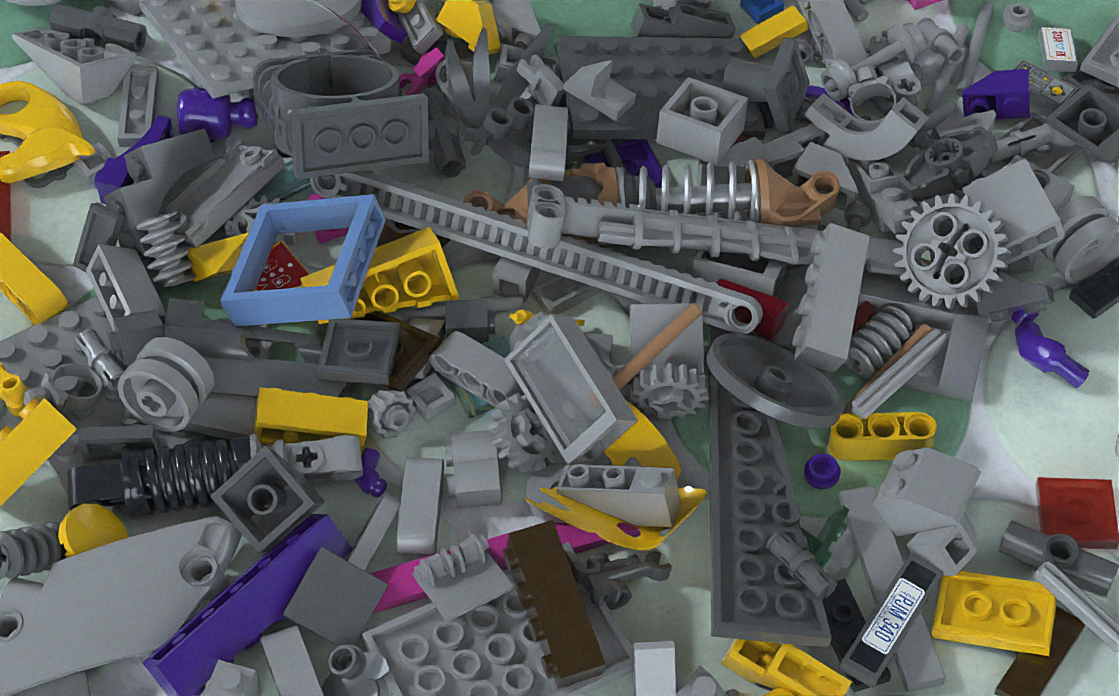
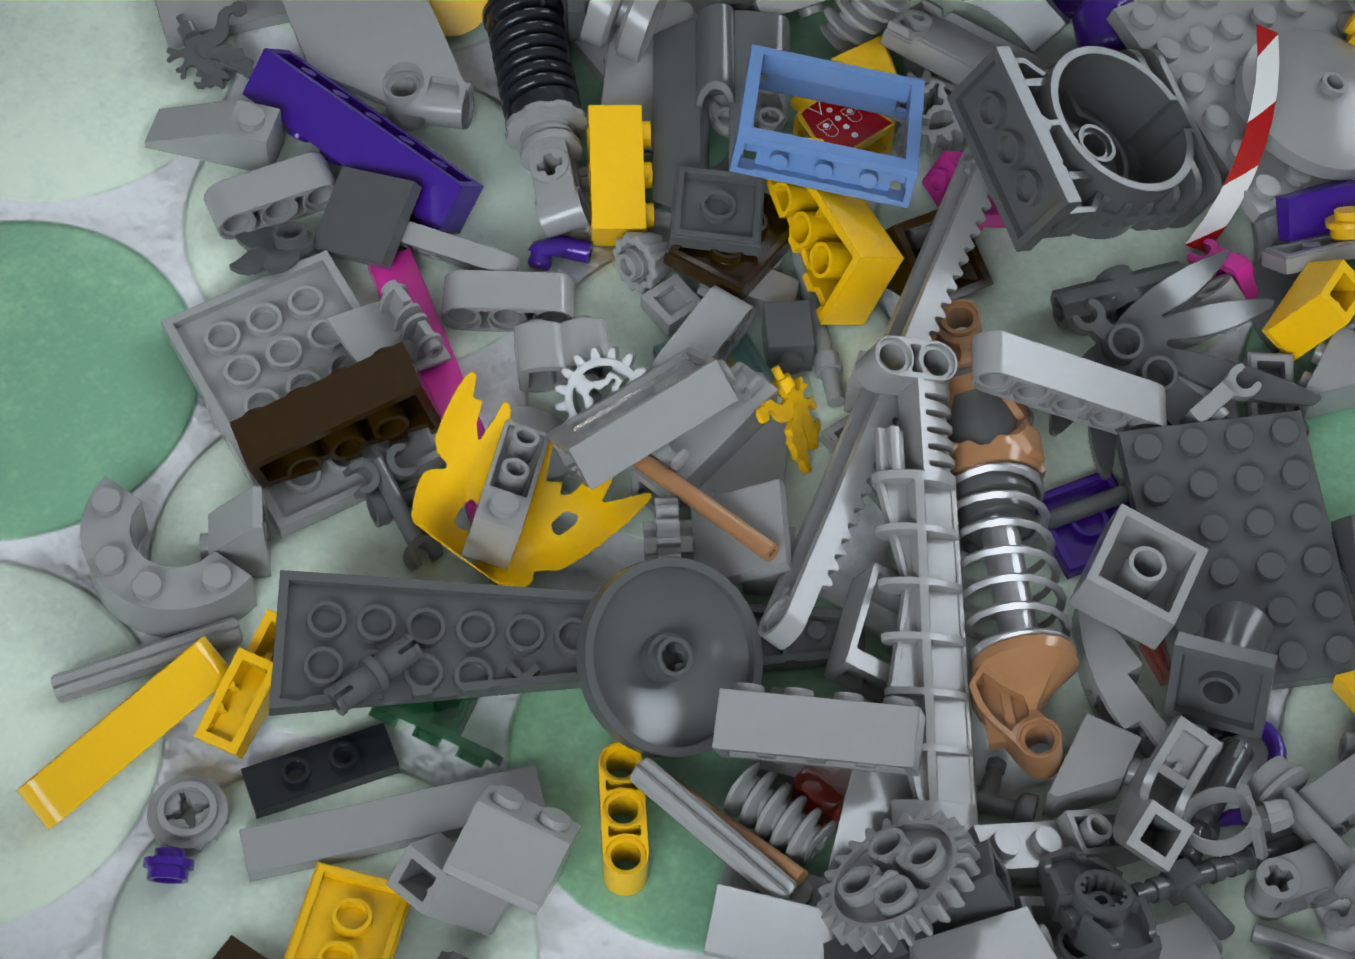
camera: 85 degrees right, 5 degrees up
(267, 499) = (487, 134): dark grey slope -> none
(596, 88) = (1185, 456): light grey slope -> none
(773, 310) = (808, 656): dark red slope -> none
(822, 471) = (570, 748): dark purple plate -> none
(891, 620) = (322, 805): tile -> none

